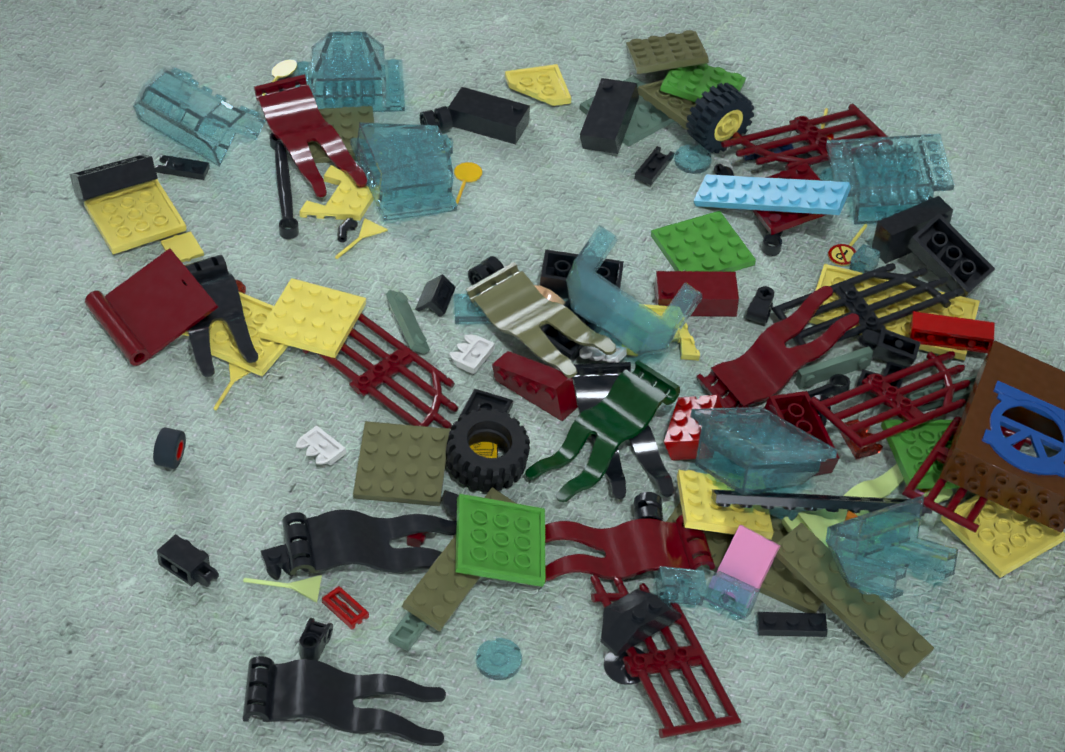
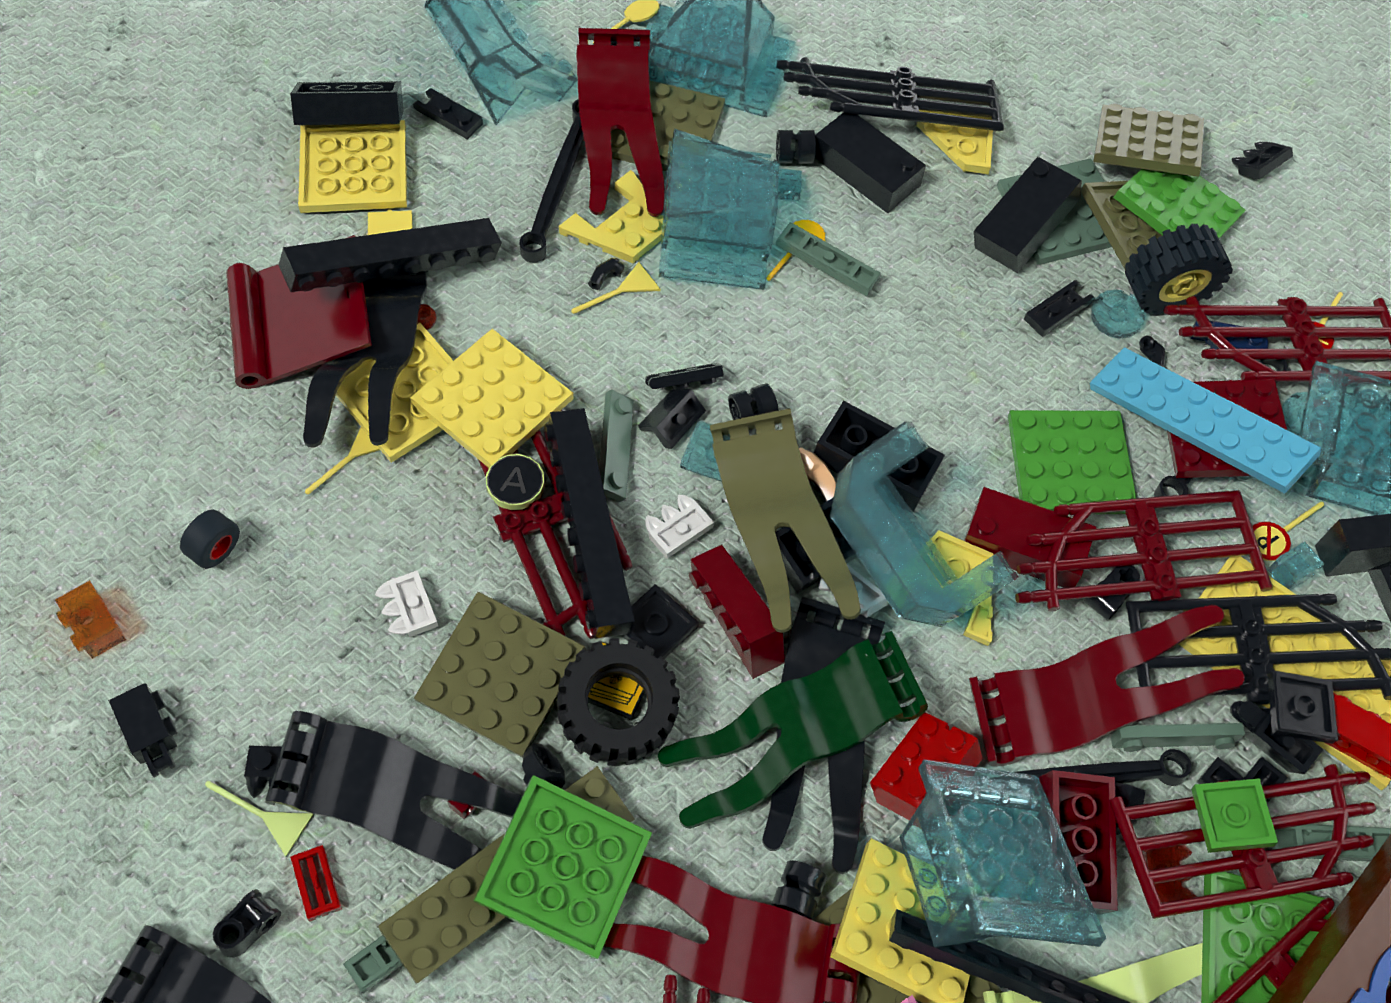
camera: 20 degrees right, 15 degrees up
(112, 517) = (81, 605): none -> clear orange brick
(201, 251) = (388, 254): none -> black brick
(354, 357) = (515, 481): none -> black tile
(416, 361) = (590, 524): none -> black brick
(430, 273) = (682, 377): none -> black hinge
(488, 70) = (903, 94): none -> black piece
(491, 179) = (828, 259): none -> sand green plate
(743, 46) = (1263, 159): none -> black plate
(773, 274) = (1150, 548): none -> dark red piece
(883, 384) = (1234, 815): none -> bright green plate
(898, 321) = (1302, 707): none -> black tile

